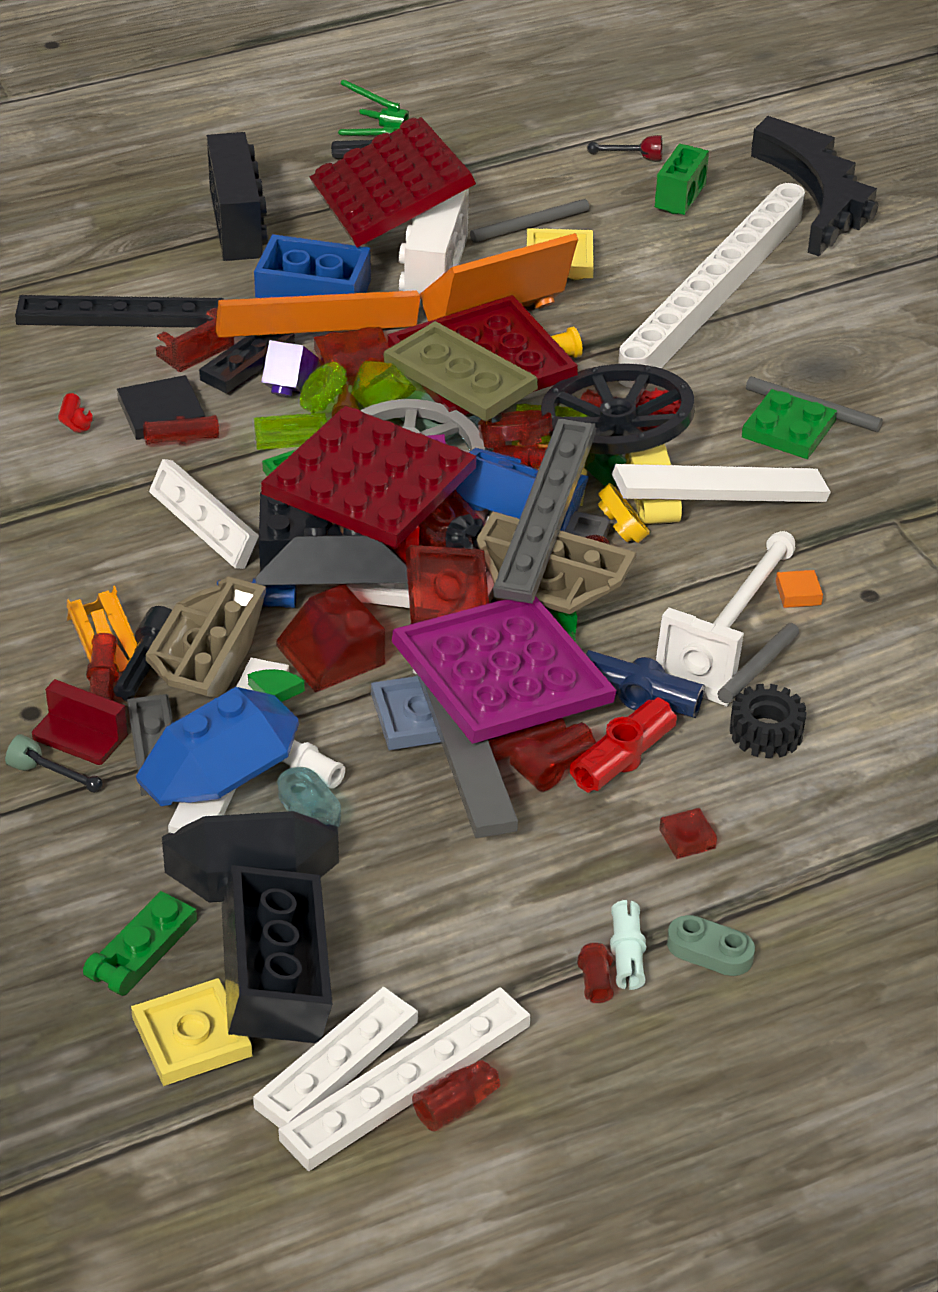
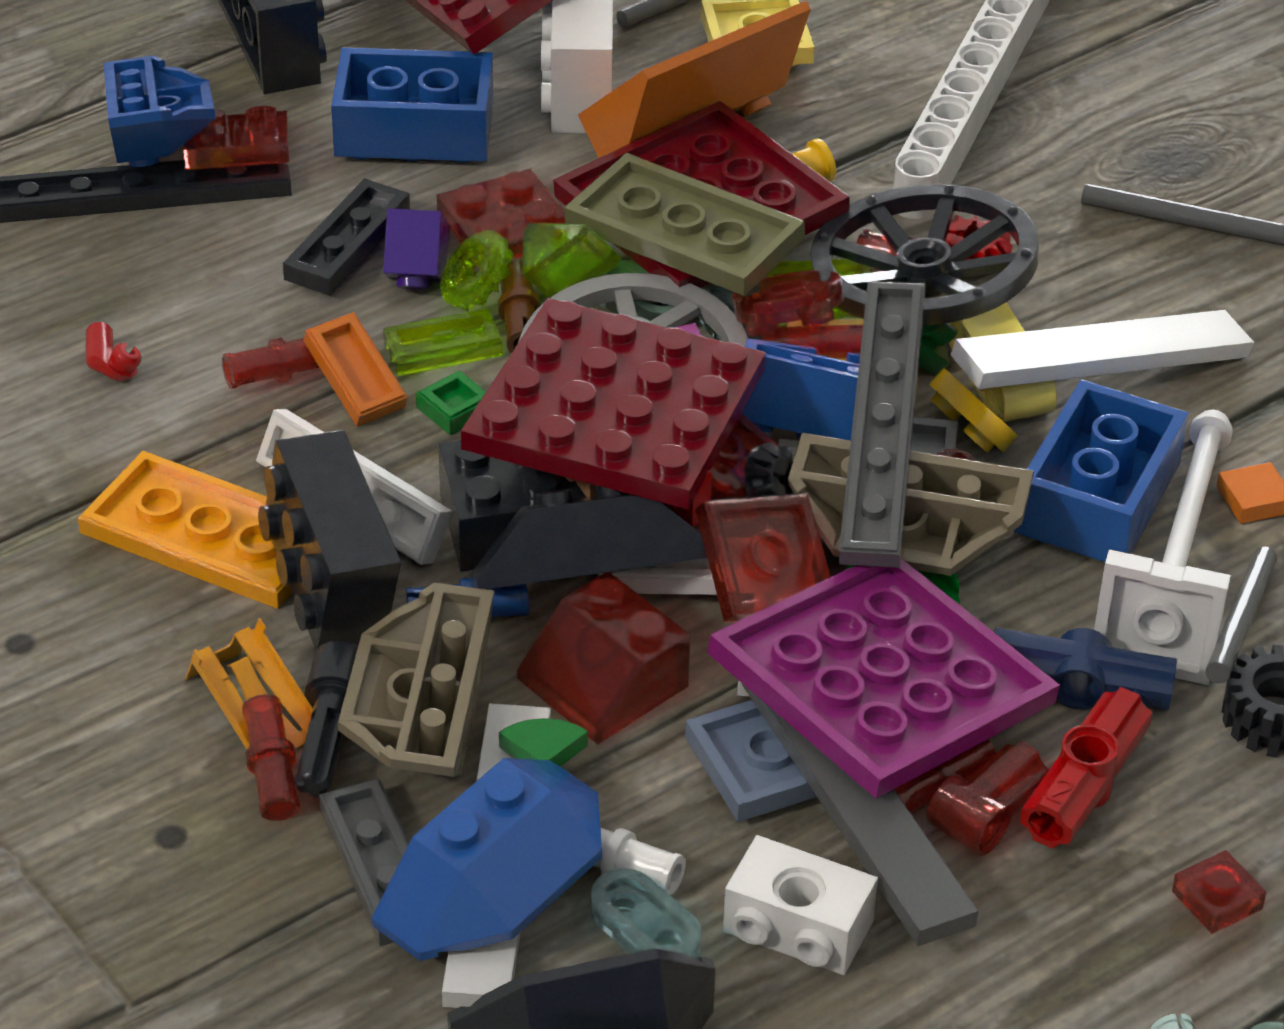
camera: 10 degrees left, 0 degrees up
(27, 754) = (189, 905): hinge -> none
(81, 723) = (259, 843): dark red panel -> none
(107, 530) = (189, 526): none -> light orange tile
(139, 261) = (154, 108): none -> blue wedge
(158, 402) = (231, 322): black tile -> none
(170, 539) = (328, 537): none -> black brick
(193, 287) = (240, 140): none -> clear red plate
(193, 345) = (265, 224): clear red hinge -> none
(226, 441) = (355, 369): none -> orange tile
(317, 313) = (437, 159): orange tile -> none
(409, 804) = (799, 904): none -> white brick
(693, 560) = (1102, 471): none -> blue brick
(789, 423) = (1160, 247): green plate -> none

